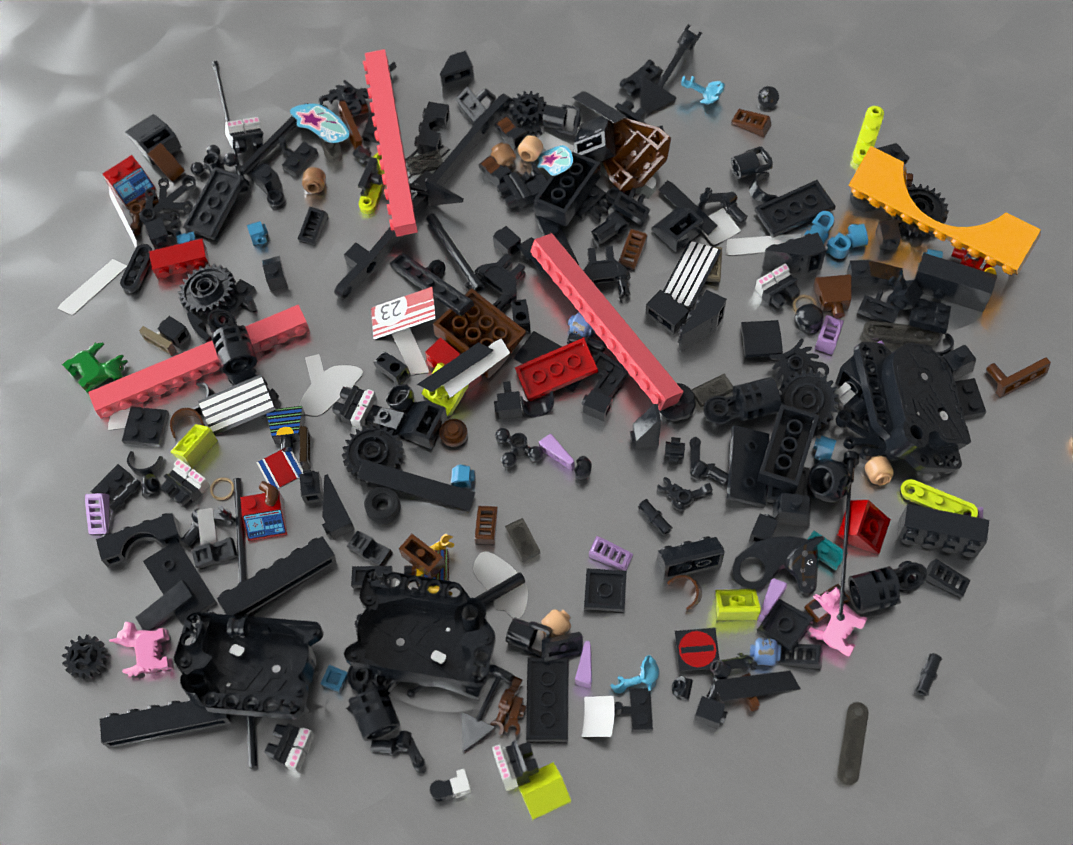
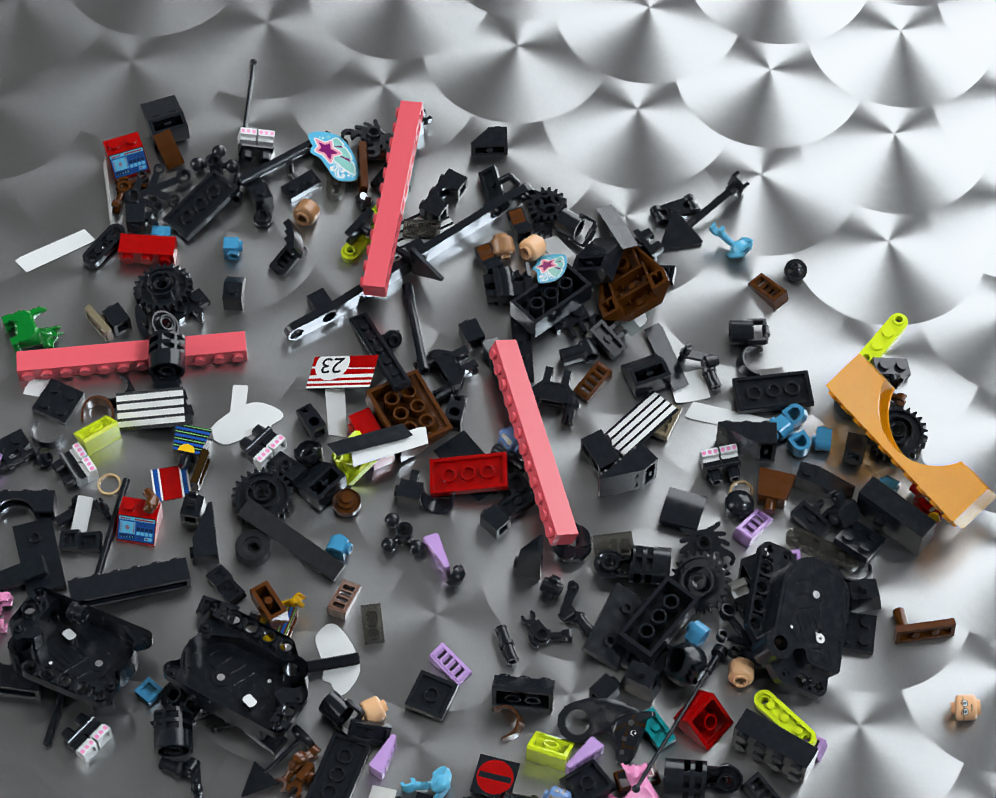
camera: 15 degrees right, 5 degrees down
(312, 206) = (293, 239): none -> black slope

